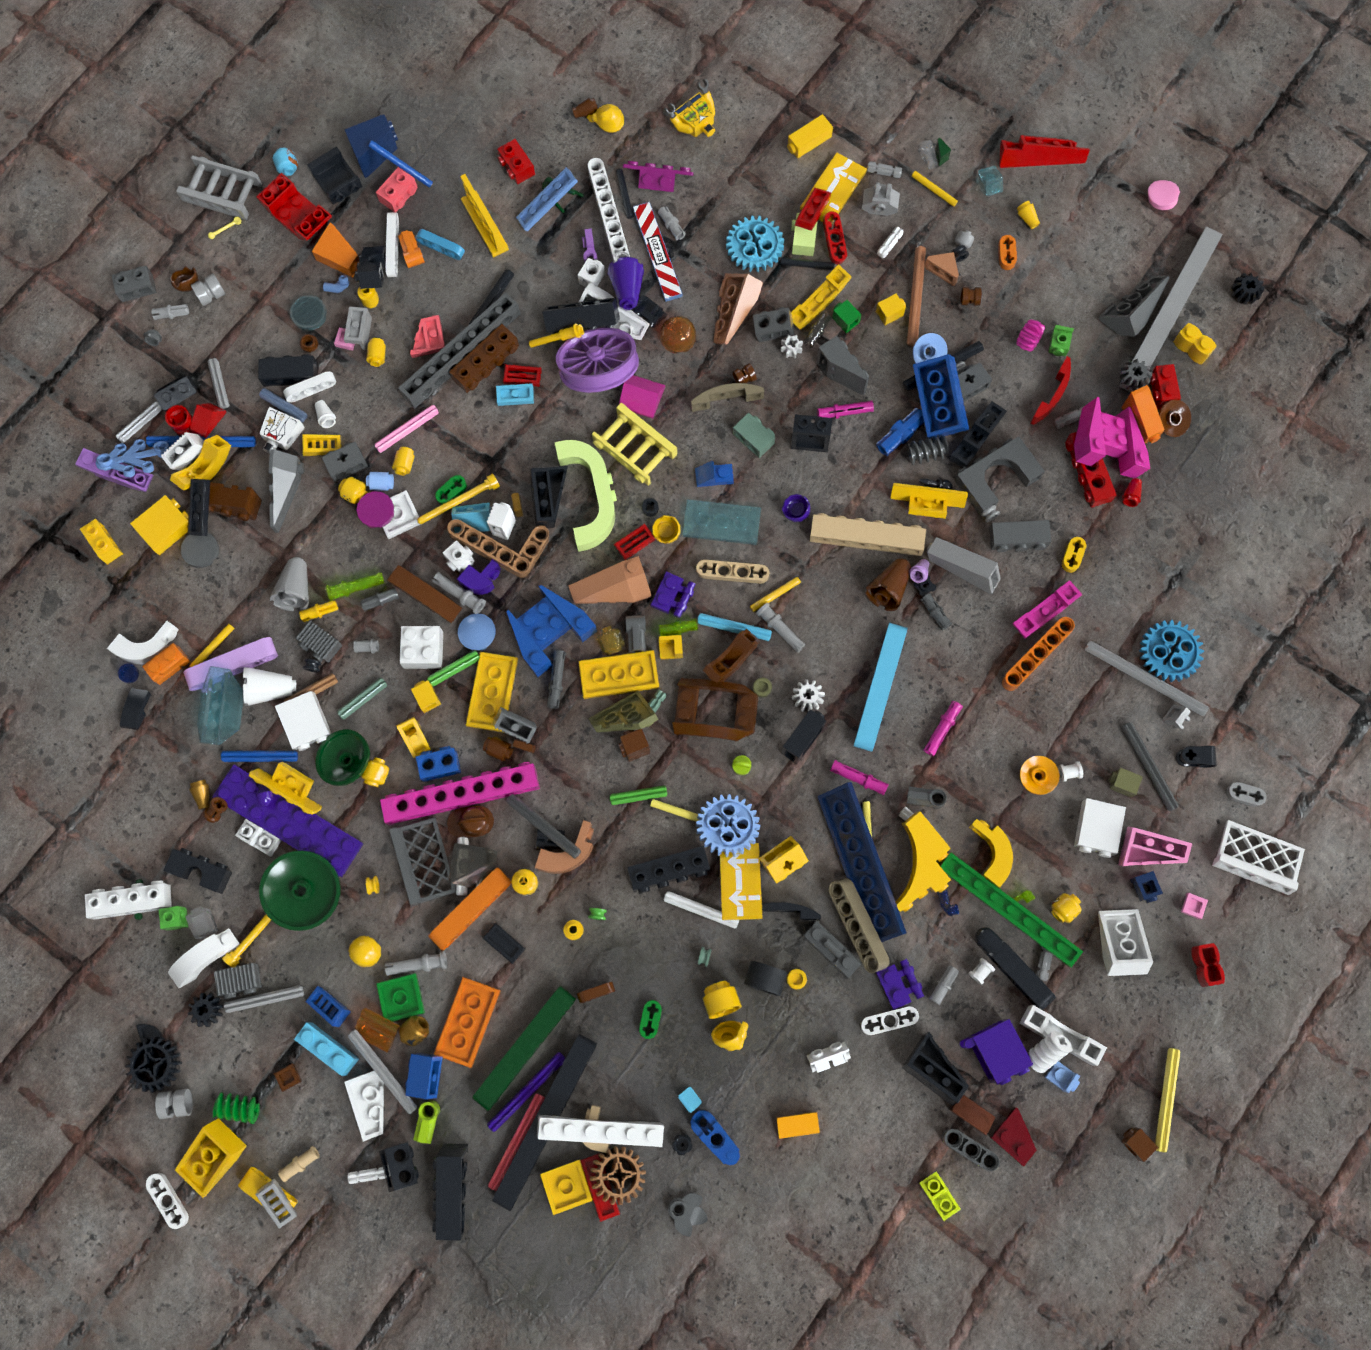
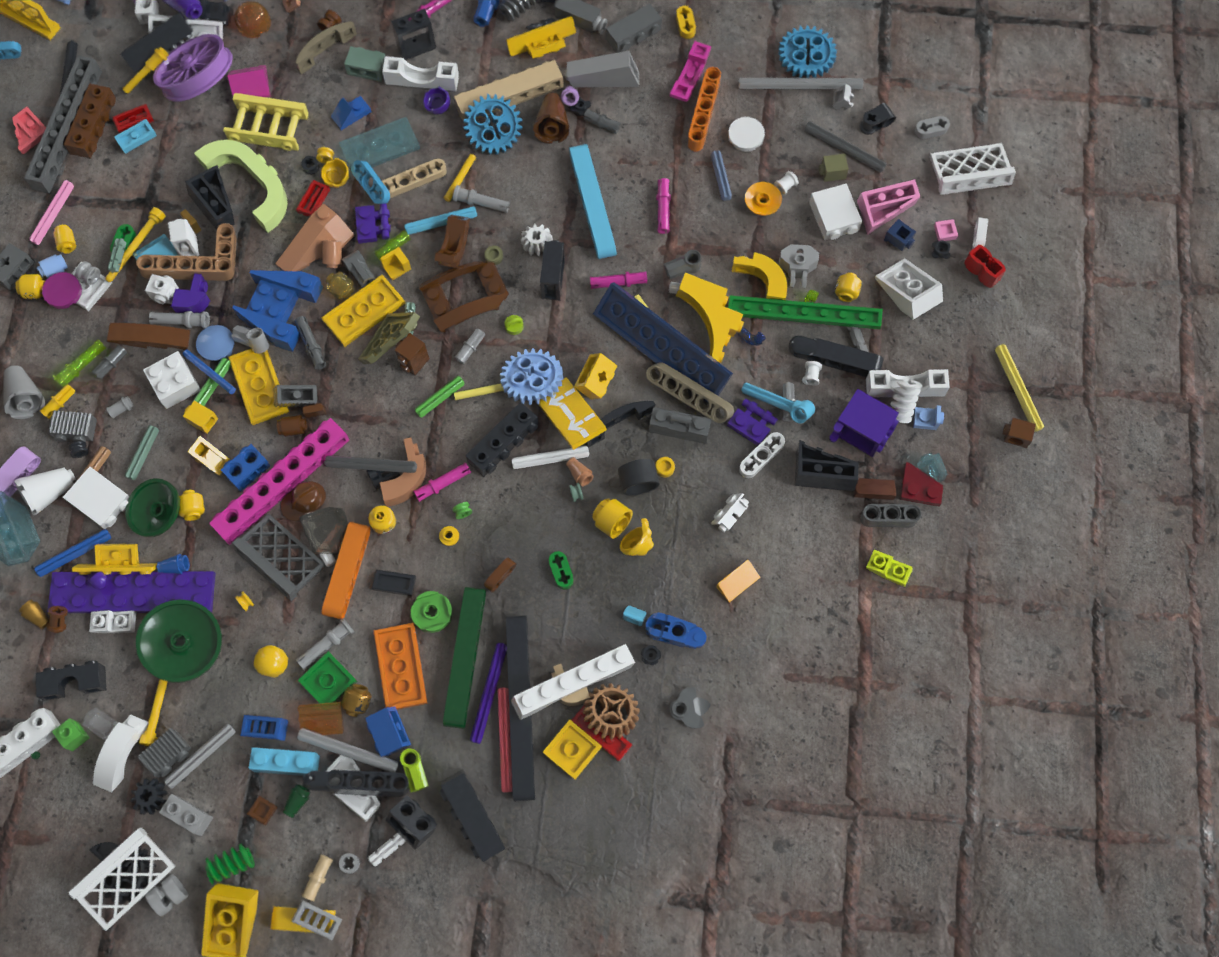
camera: 35 degrees left, 5 degrees down
(142, 1053) = (111, 863): none -> white fence
(225, 1045) = (186, 815): none -> light grey brick
(318, 1087) = (297, 798): none -> dark green cone
(332, 817) = (175, 564): none -> blue cone
(335, 1172) = (342, 863): none -> light grey bush
(345, 1089) = (322, 780): none -> black piece
(404, 506) = (87, 272): none -> light grey wheel
(437, 504) = (117, 255): none -> sand green axle
(456, 659) = (209, 372): none -> blue bar
(508, 648) = (253, 338): none -> light grey piece
(508, 992) = (421, 606): none -> bright green plate
(595, 876) = (441, 482): none -> dark pink pin
(620, 606) = (331, 253): none -> nougat brick
(667, 505) = (324, 154): none -> yellow bush
(691, 763) = (469, 346): none -> light grey axle
(692, 569) = (378, 185): none -> dark azure beam
(718, 941) = (579, 472): none -> nougat cone
(809, 484) = (400, 73): none -> white arch
(850, 562) = (507, 118): none -> dark azure gear
(946, 1003) = (795, 408): none -> medium azure axle
(1014, 728) = (721, 175): none -> sand blue axle
(1031, 860) = (798, 263): none -> light grey hinge
(1040, 1130) = (936, 466): none -> clear light blue bracket
(1063, 700) = (746, 134): none -> white tile
(1184, 921) = (943, 245): none -> black plate
(1224, 929) = (980, 232): none -> white beam

